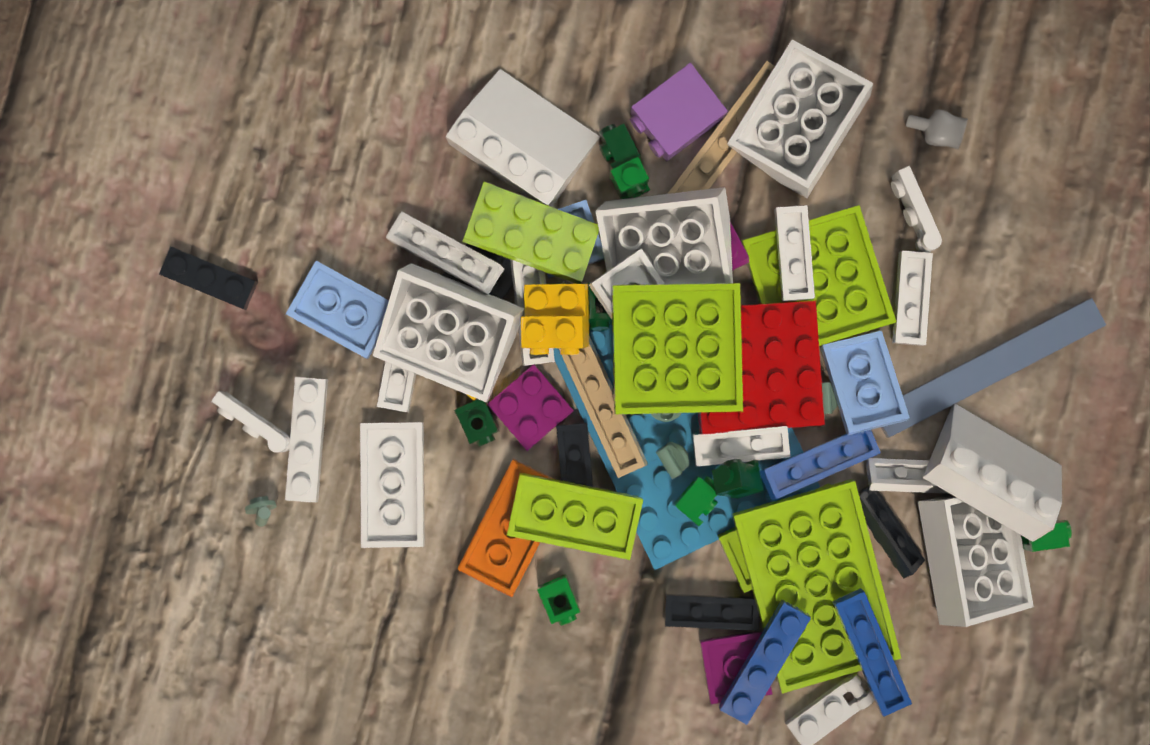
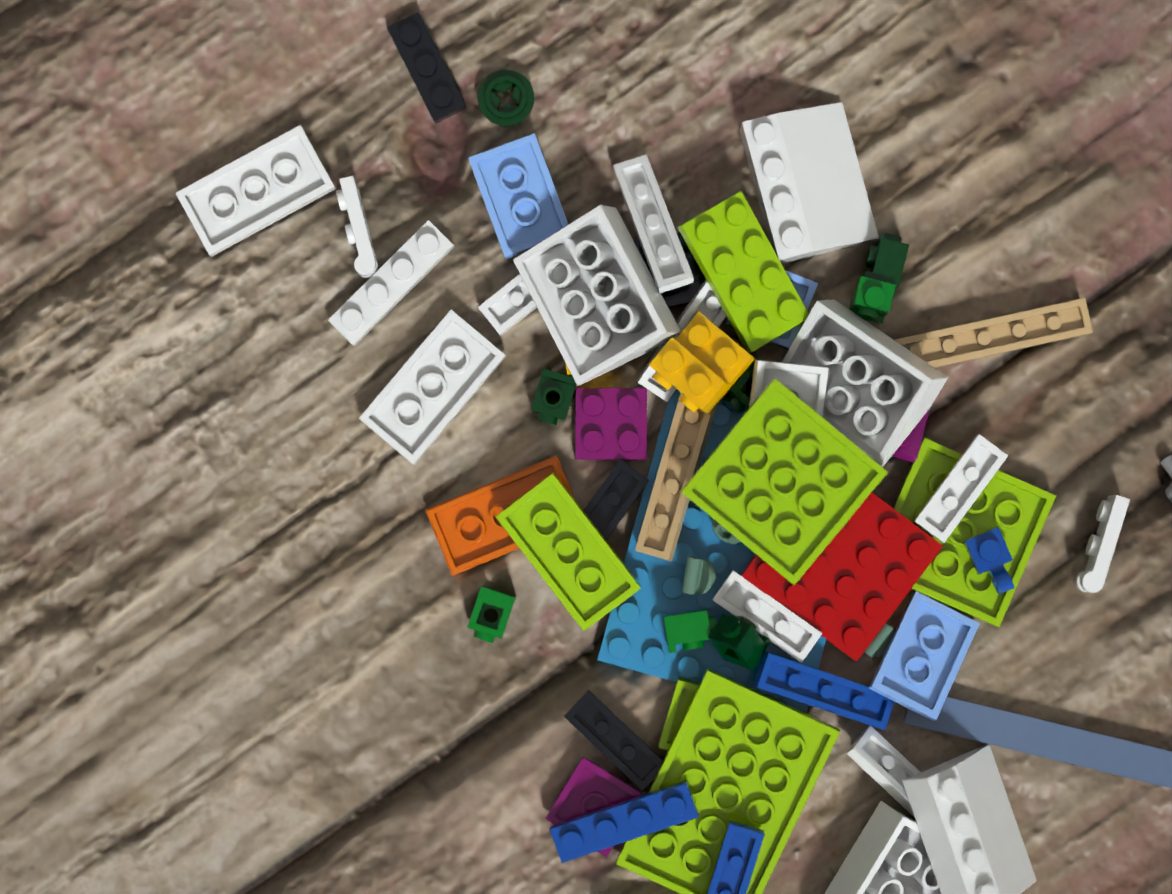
camera: 45 degrees right, 0 degrees up
(163, 456) = (255, 190): none -> white plate
(261, 507) = (301, 310): sand green plate -> none
(266, 245) = (501, 82): none -> dark green gear
(677, 112) = (965, 276): medium lavender brick -> none
(800, 117) = (1070, 374): white slope -> none
(850, 280) = (989, 554): none -> blue plate
(890, 533) = (832, 806): black plate -> none
(912, 298) = (1032, 619): white plate -> none

